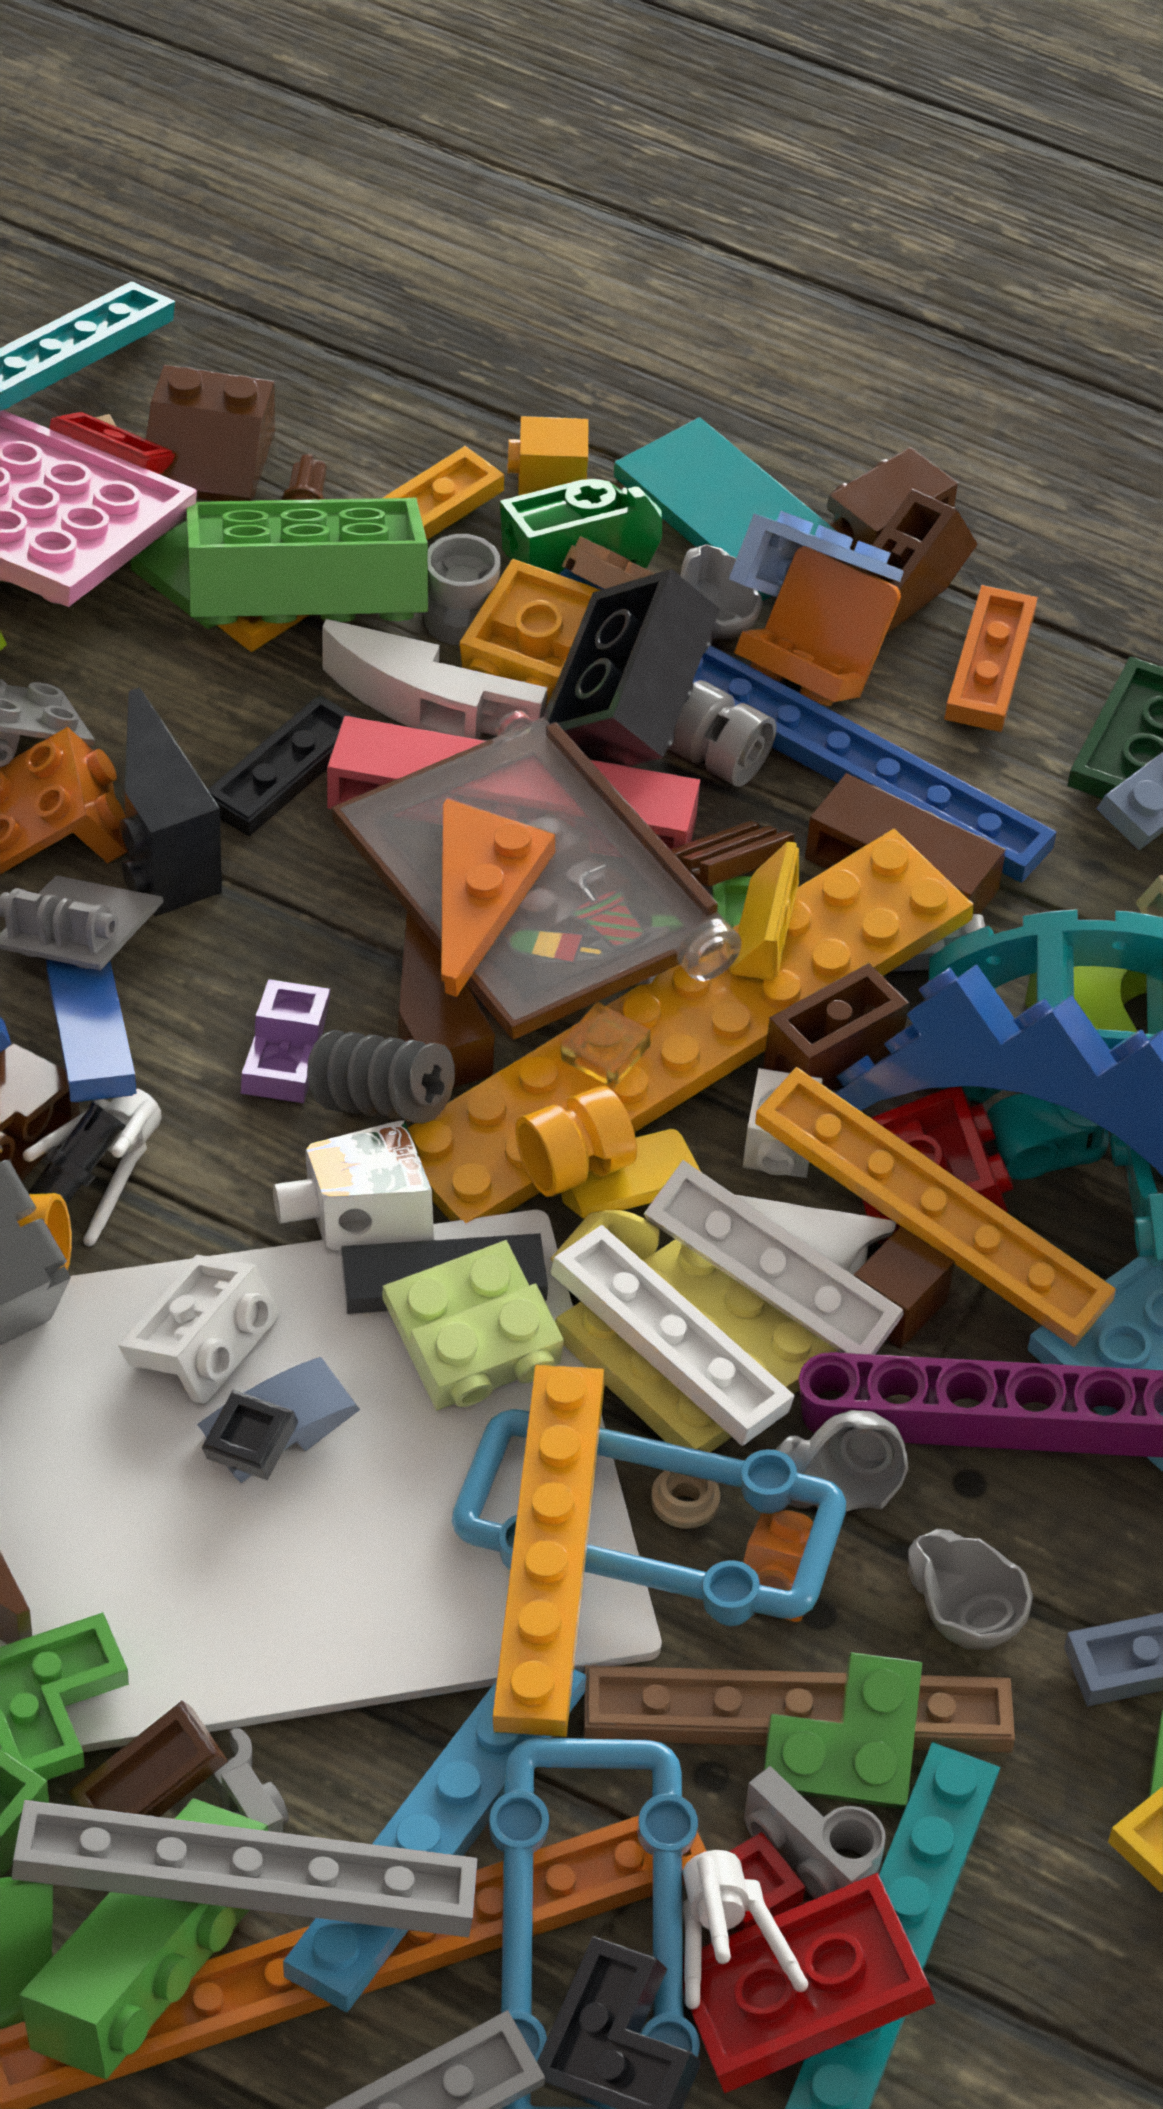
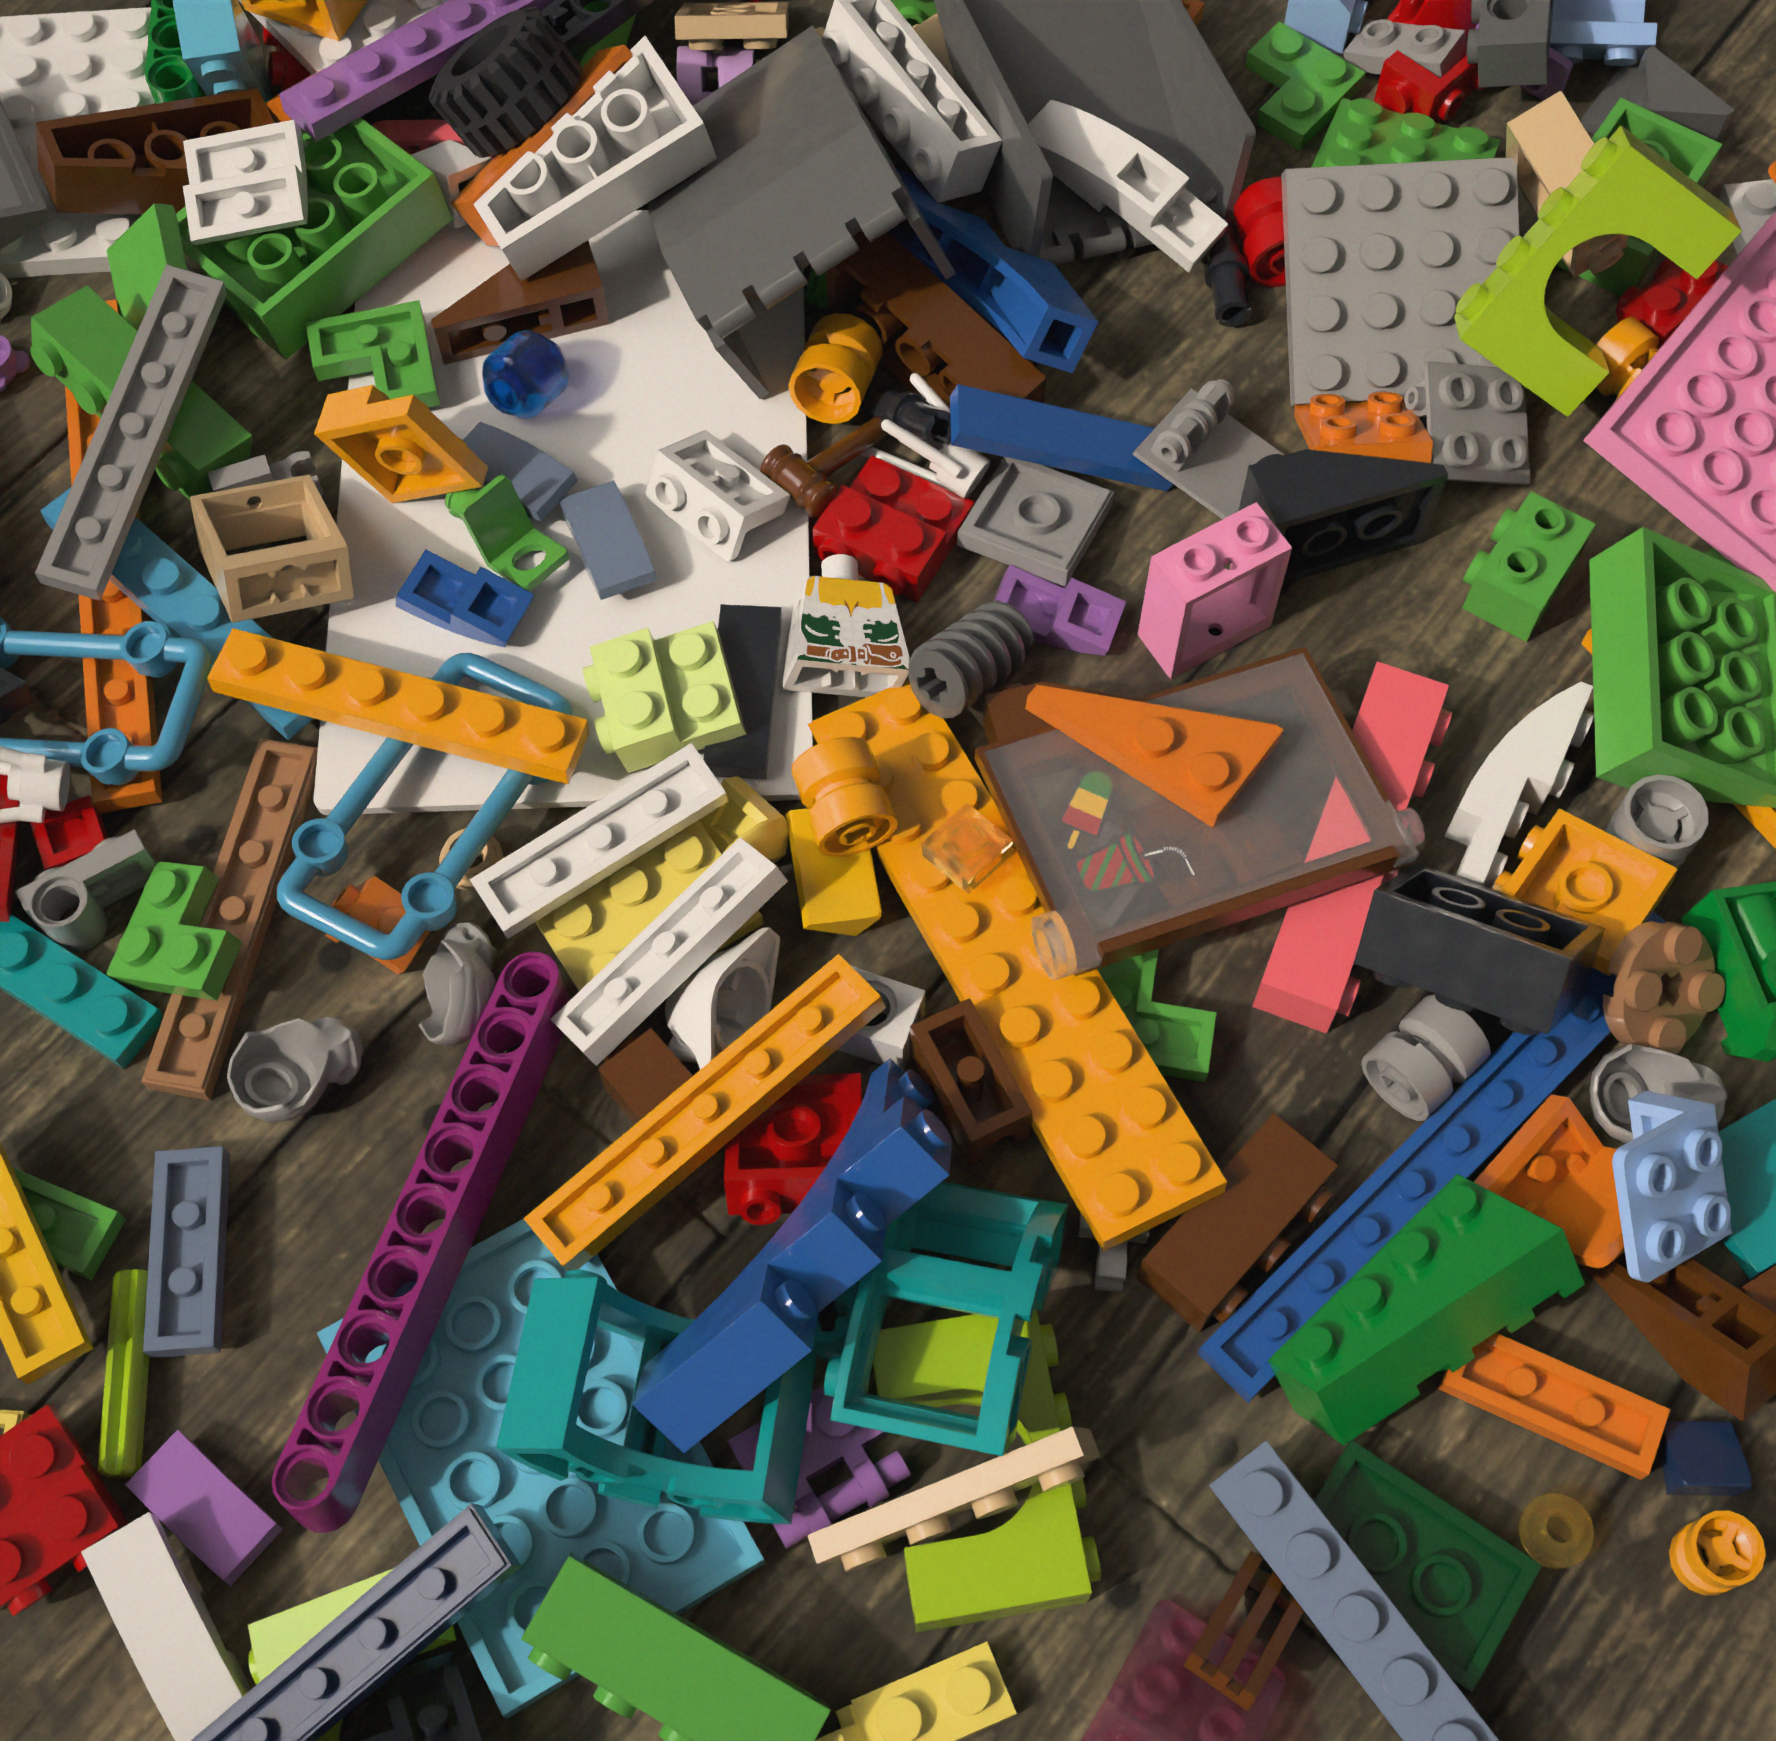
camera: 105 degrees right, 15 degrees up
(65, 1528) = (525, 374): none -> clear blue head
(154, 1767) = (292, 420): reddish brown tile -> none
(160, 1255) = (807, 480): none -> reddish brown piece
(183, 677) = (1526, 565): none -> bright green brick
(188, 1056) = (1035, 519): none -> light grey plate
(197, 1528) = (534, 474): none -> sand blue slope
(203, 1185) = (892, 526): none -> red plate
(214, 1609) = (397, 445): none -> light orange plate
(250, 1434) = (577, 504): black tile -> none
(277, 882) = (1194, 592): none -> bright pink window
(279, 766) = (1407, 640): black tile -> none
(283, 1516) = (505, 532): none -> bright green bracket
(327, 1691) = (278, 576): none -> tan window
(378, 1545) = (464, 602): none -> blue slope
(731, 852) = (1252, 1030): reddish brown tile -> none
(767, 914) = (1096, 1017): yellow slope -> none
(938, 709) = (1422, 1307): none -> green wedge
(1010, 569) = (1703, 1459): none -> dark blue slope
(1083, 563) = (1728, 1543): none -> light orange wheel
(1094, 659) = (1541, 1545): none -> clear yellow plate

